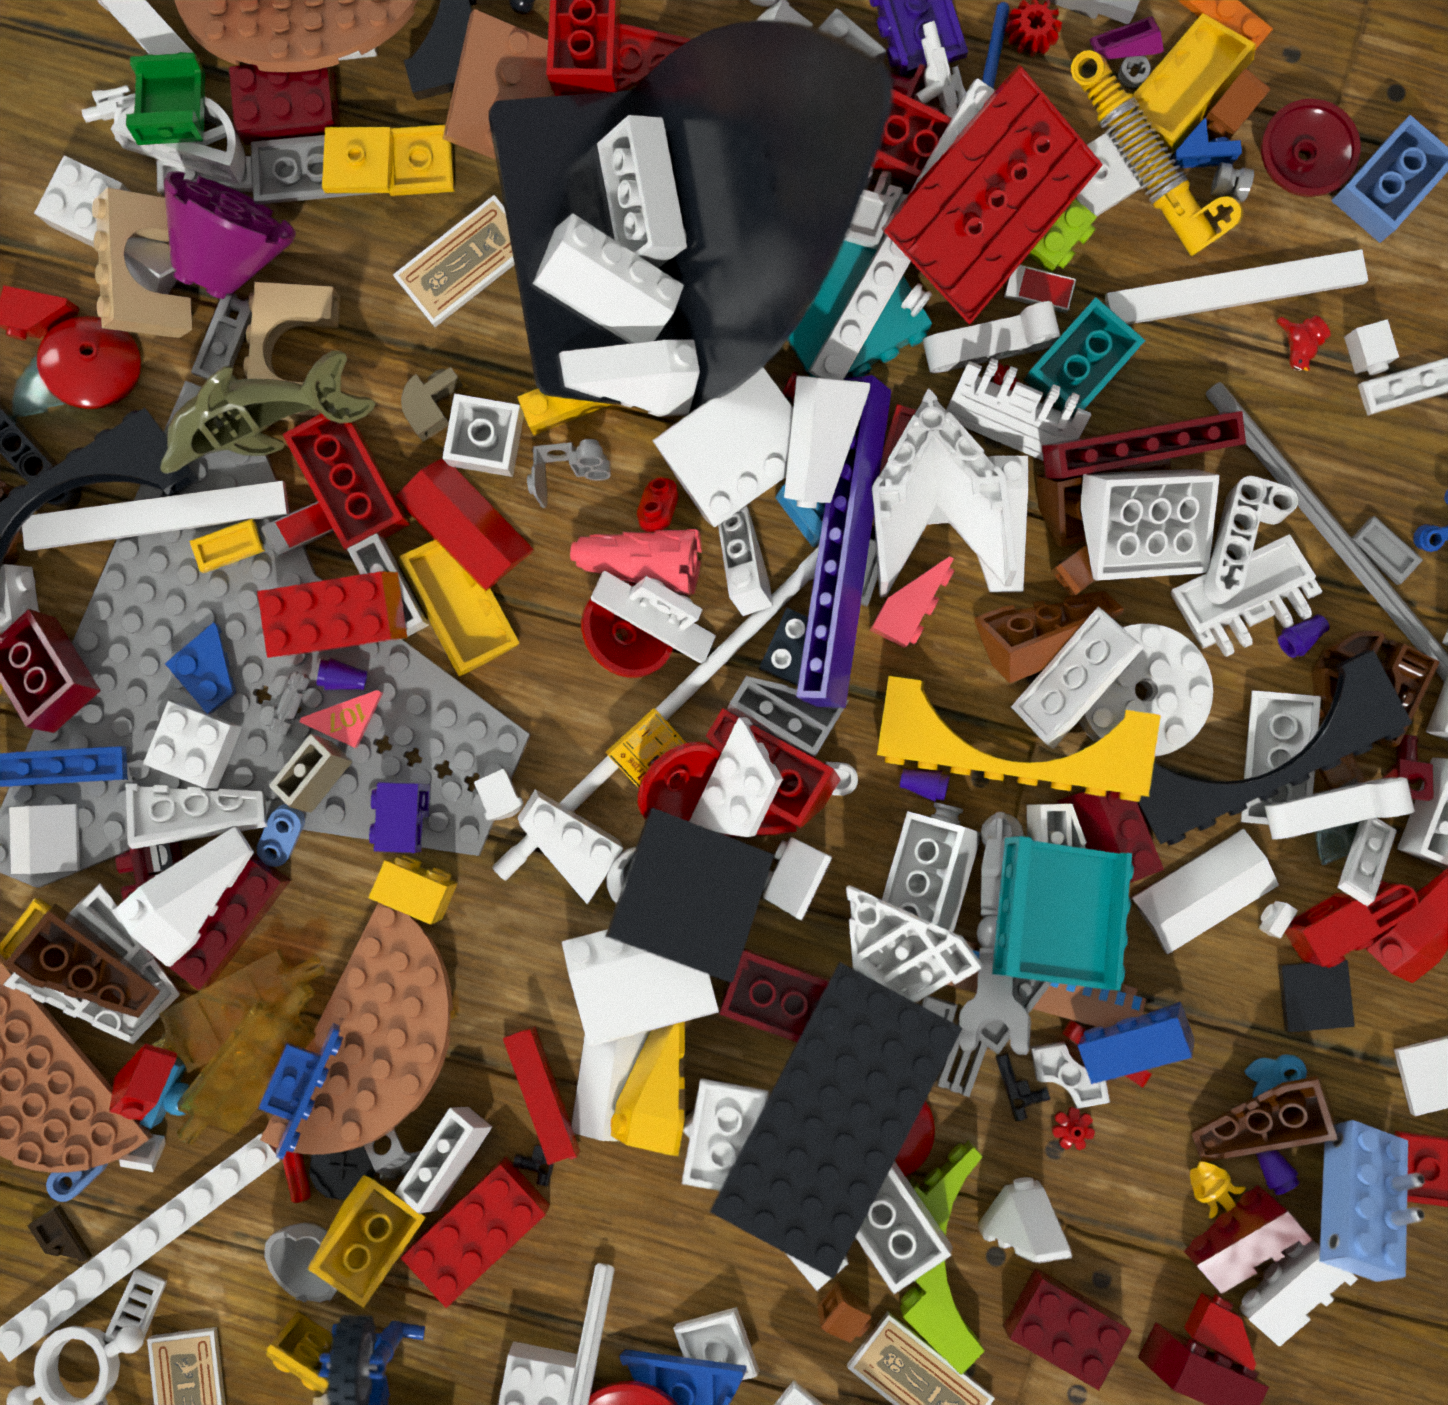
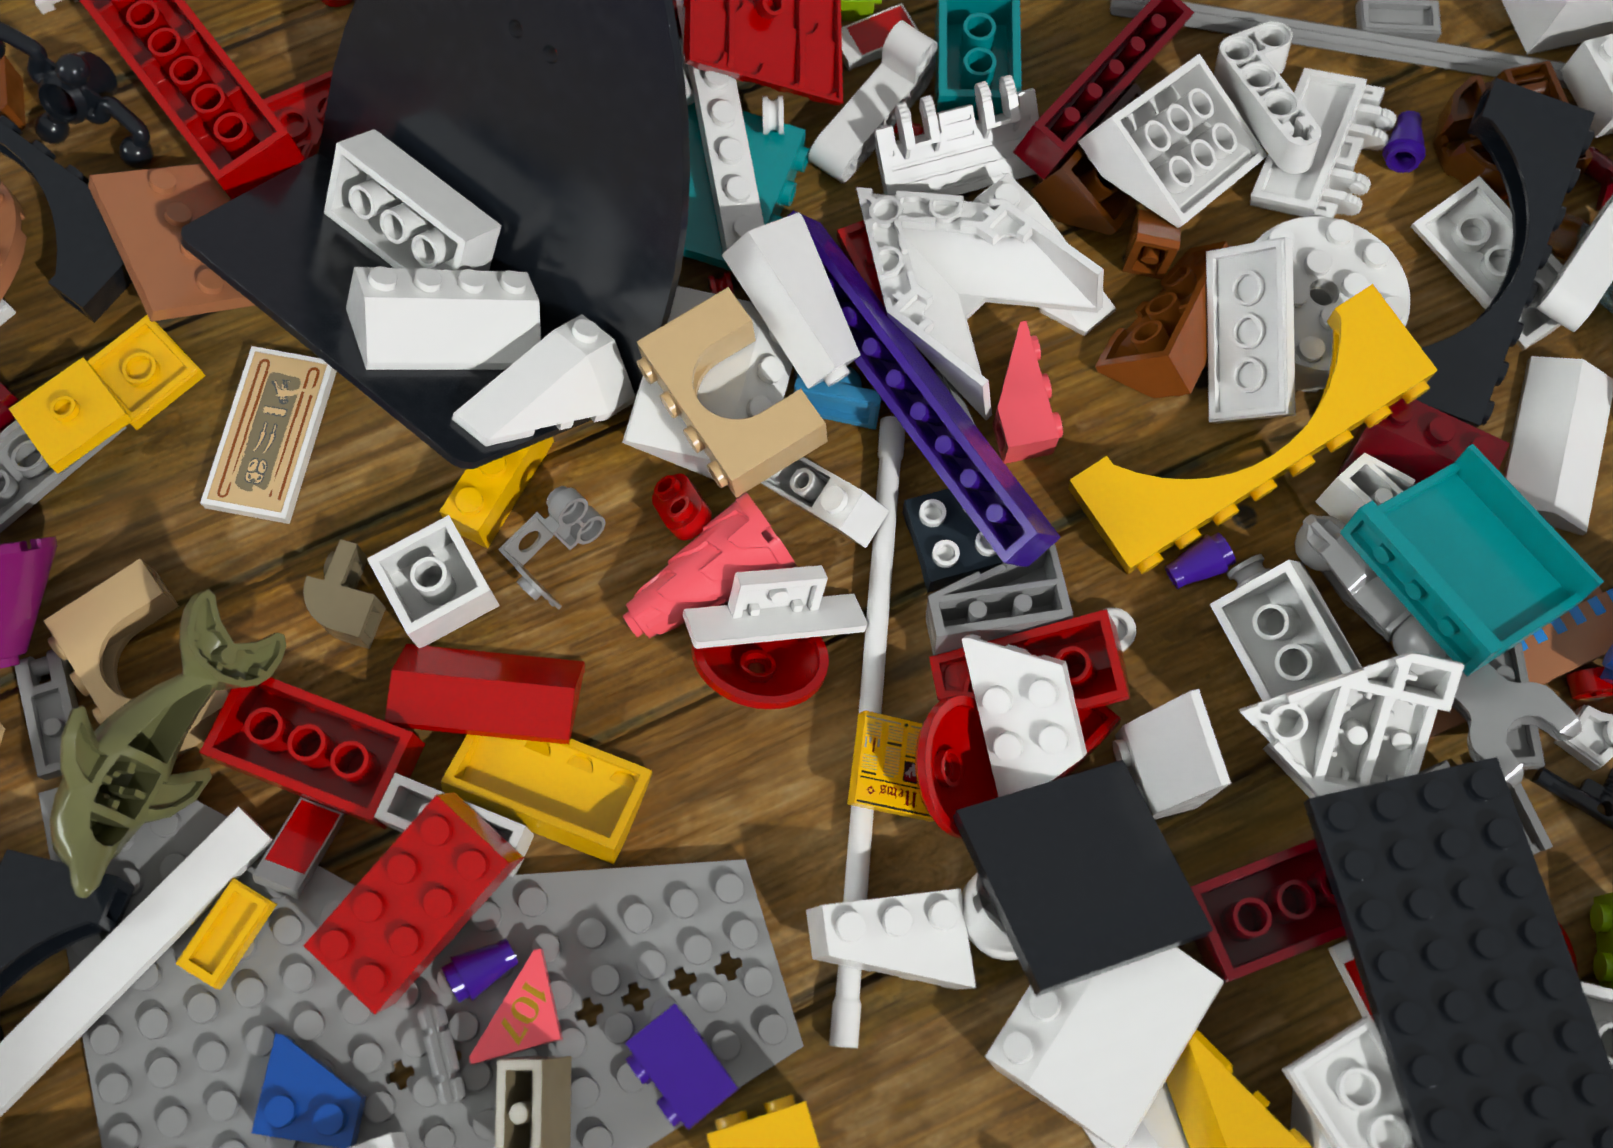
camera: 45 degrees left, 15 degrees down
(498, 796) = (771, 953): white tile -> none
(720, 420) = (739, 449): none -> tan arch

